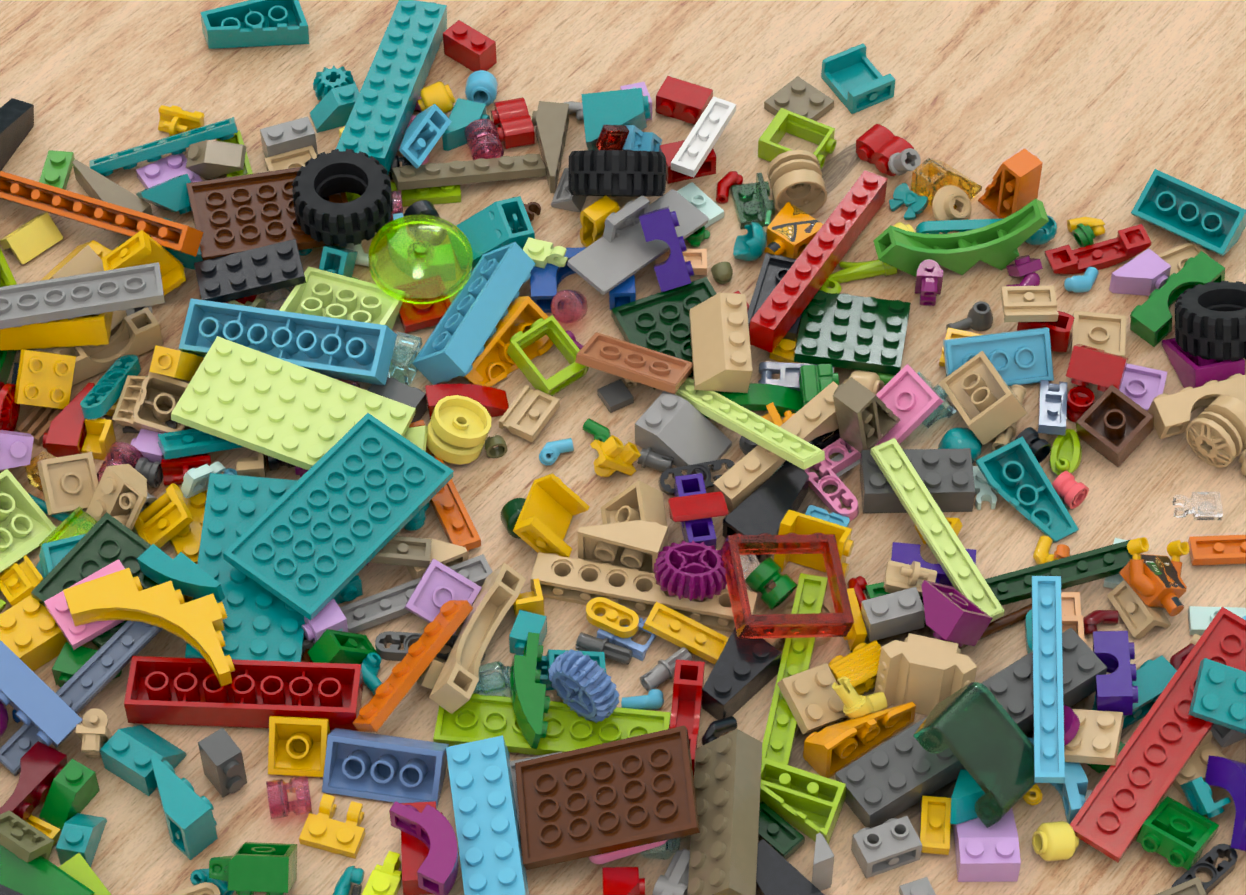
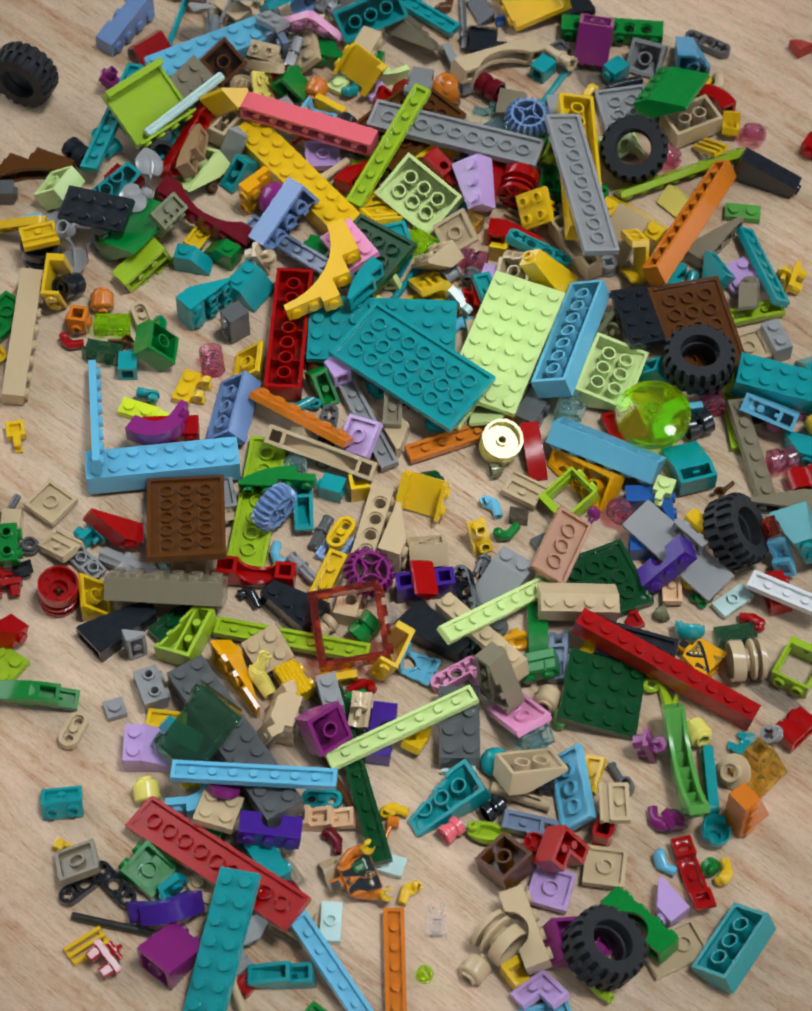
camera: 90 degrees right, 5 degrees up
(569, 421) = (518, 515): none -> clear smoke slope
(1156, 535) = (408, 890): none -> yellow arm

